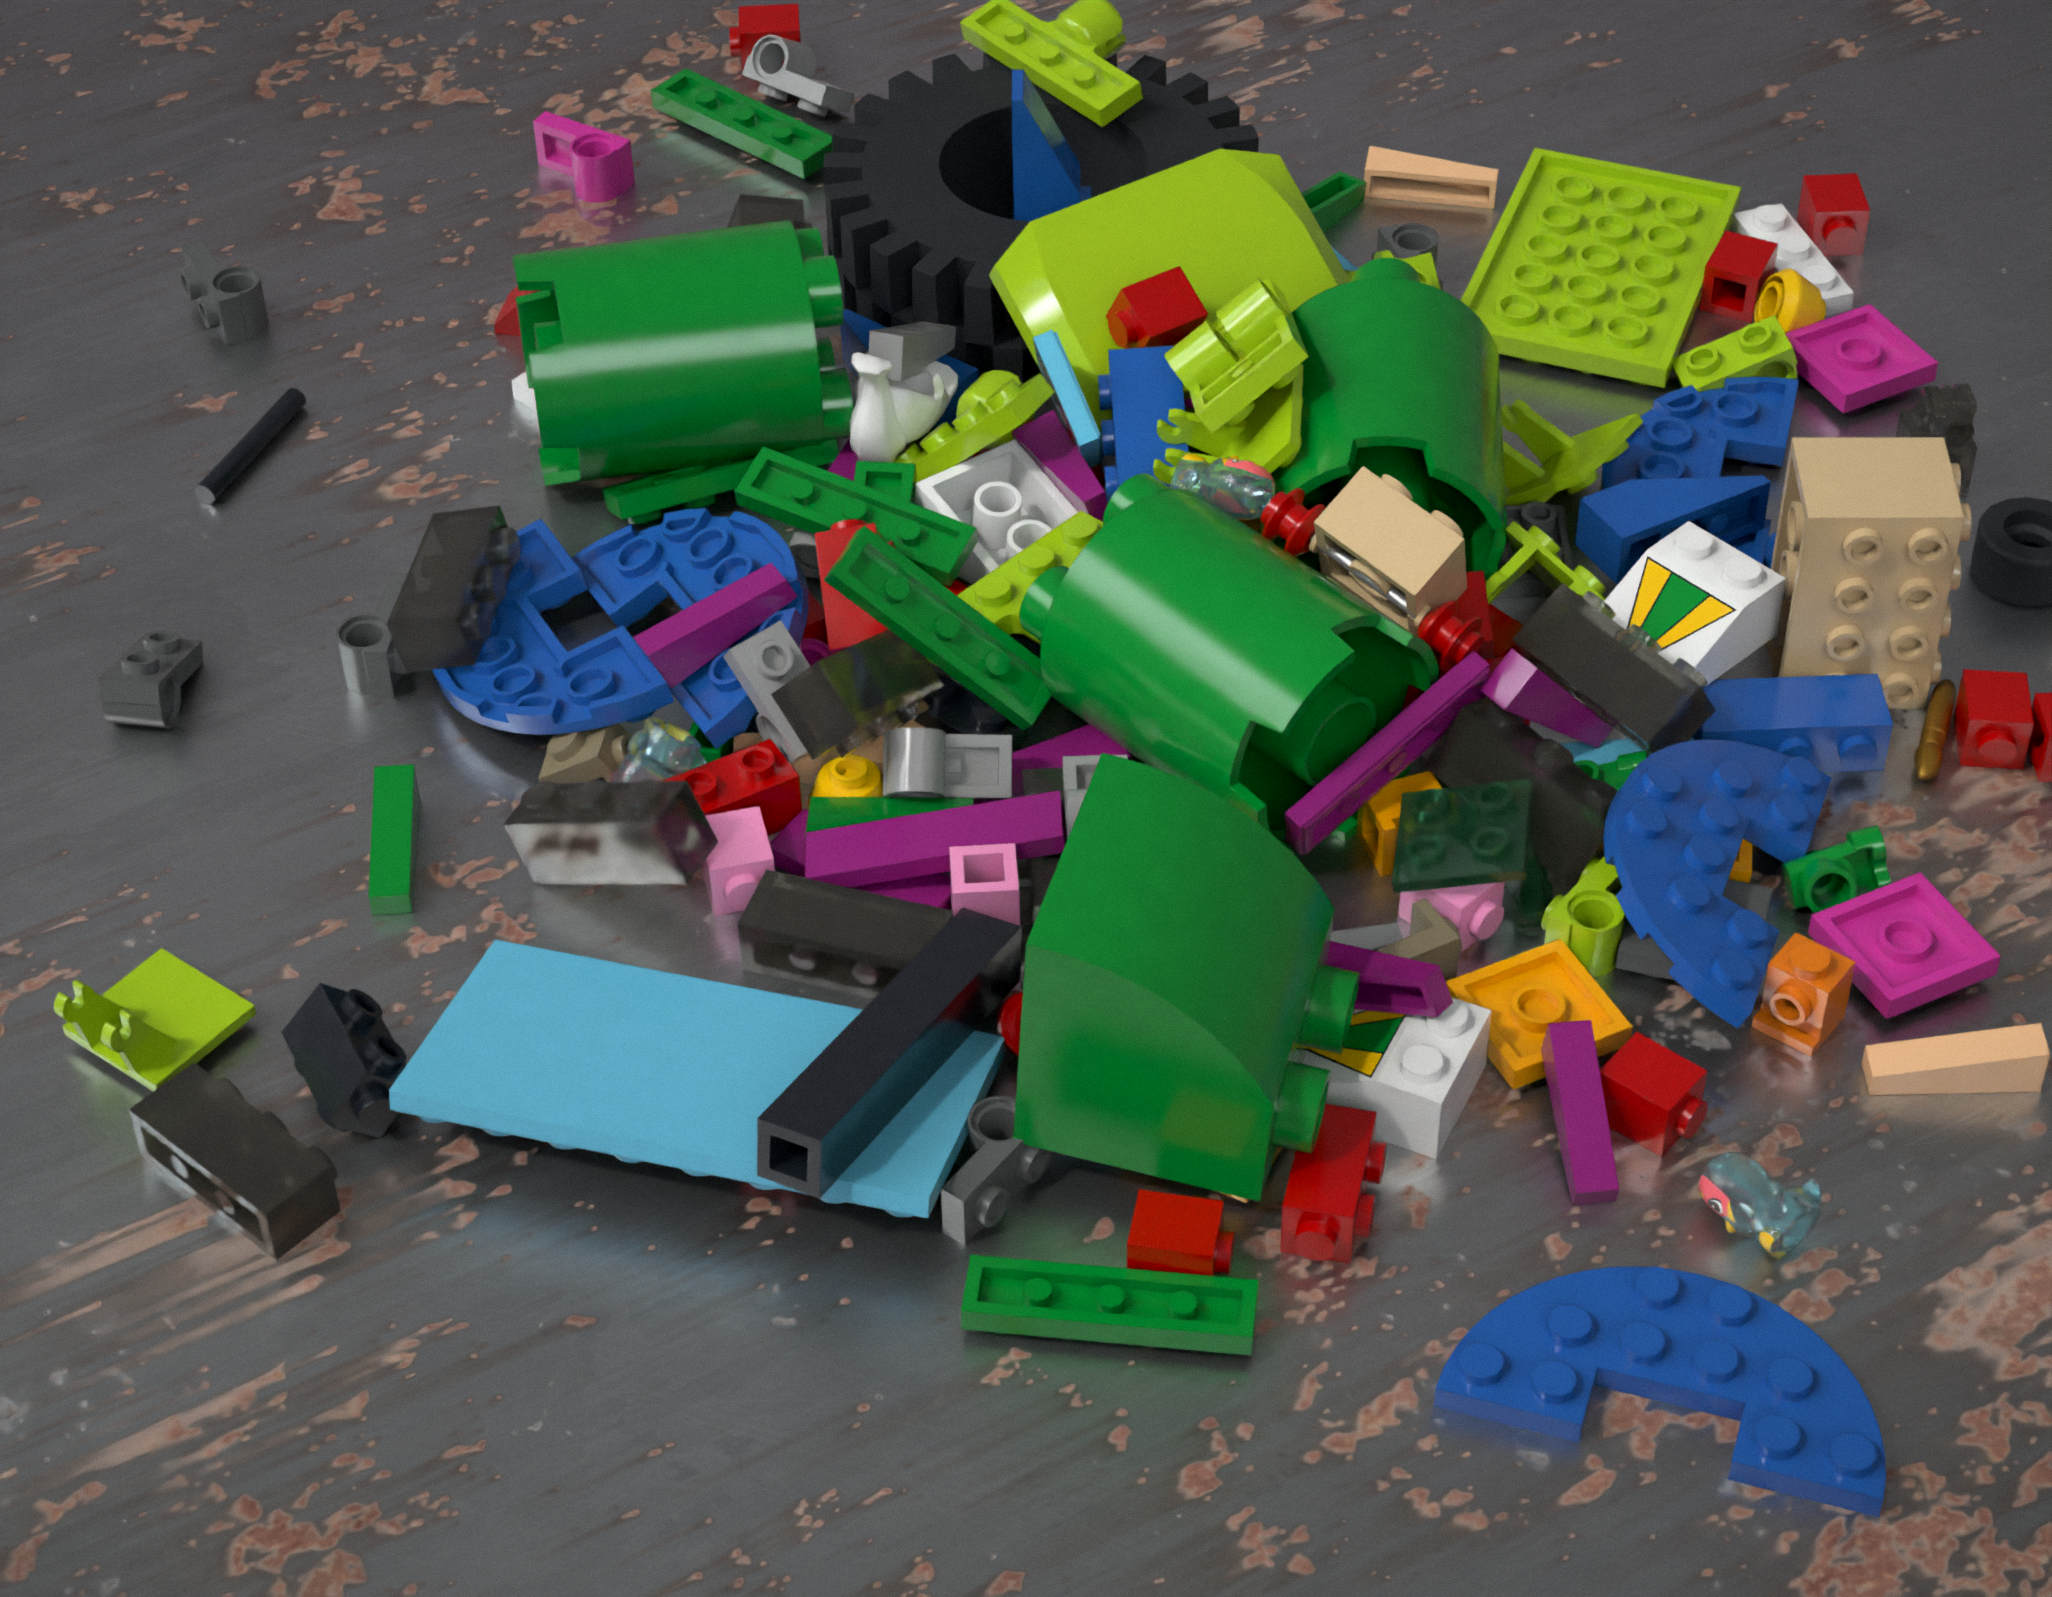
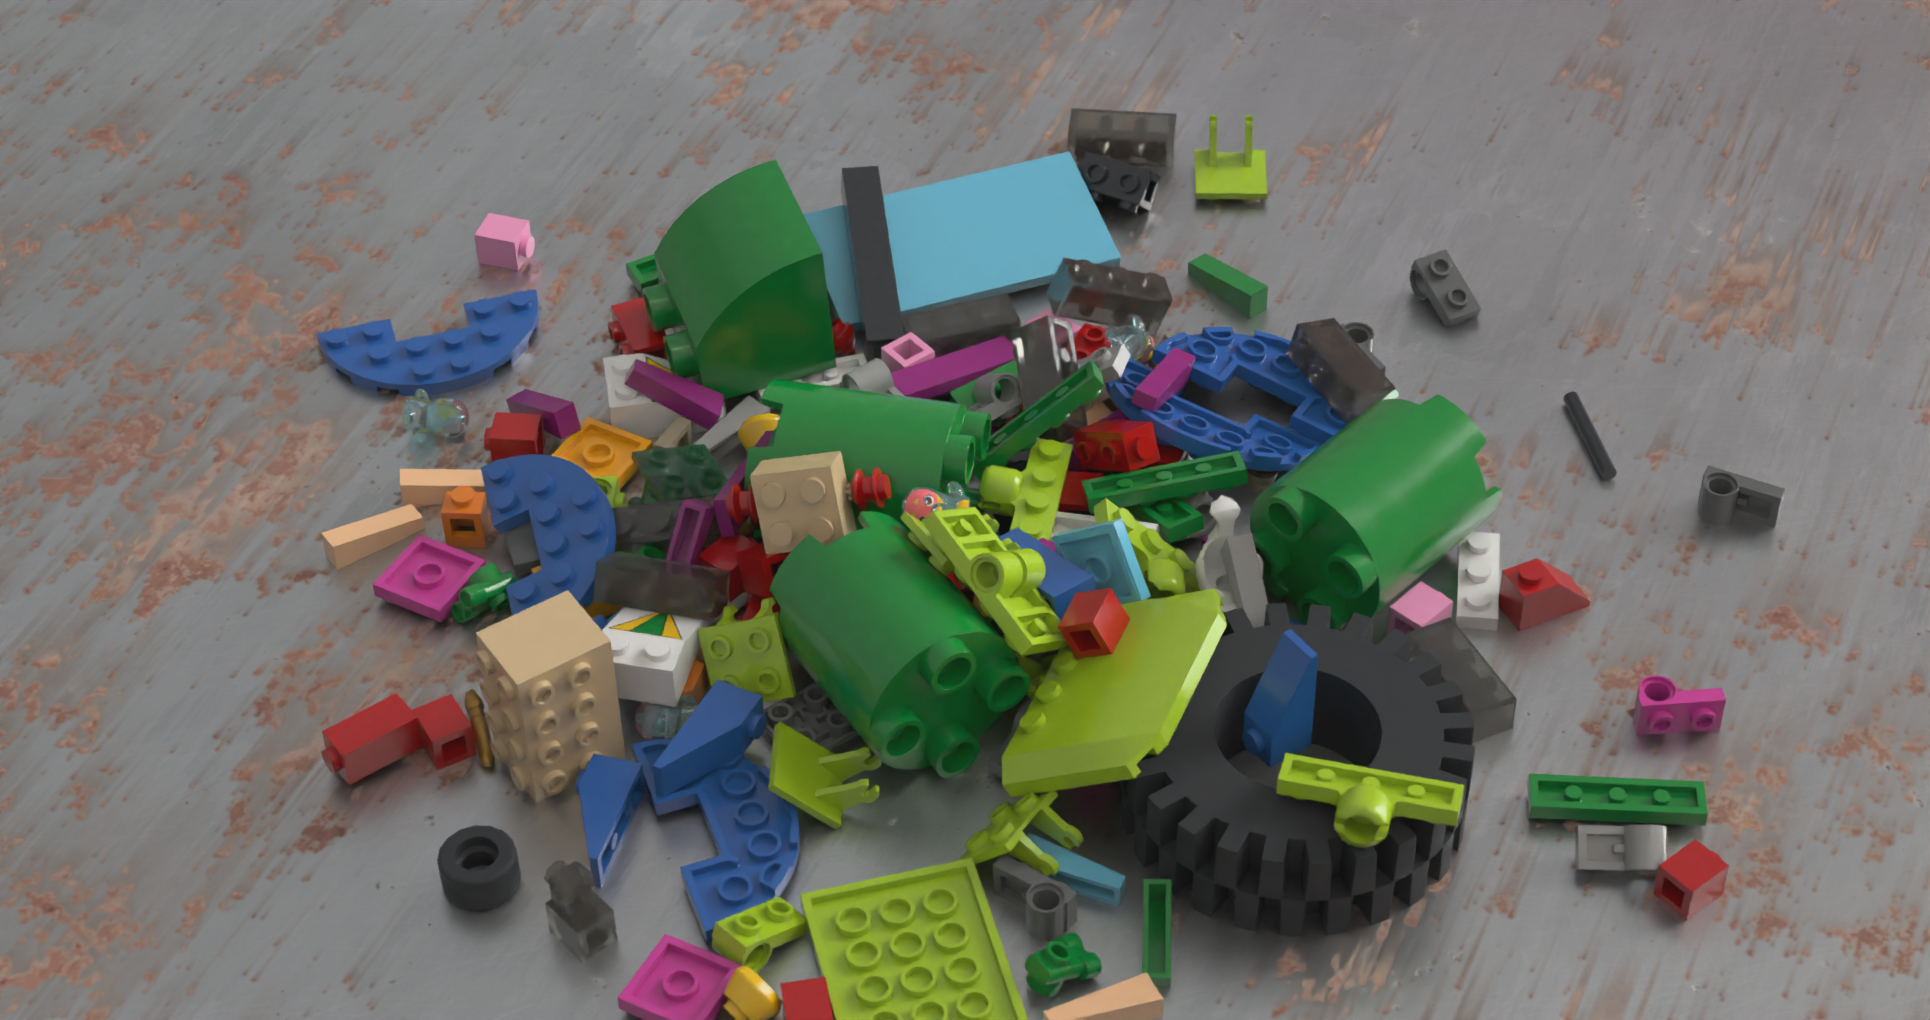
camera: 145 degrees right, 0 degrees up
(1430, 1518) = (504, 241): none -> bright pink brick
(1450, 210) = (1059, 962): none -> green plate
(1797, 1087) = (429, 486): none -> light nougat piece

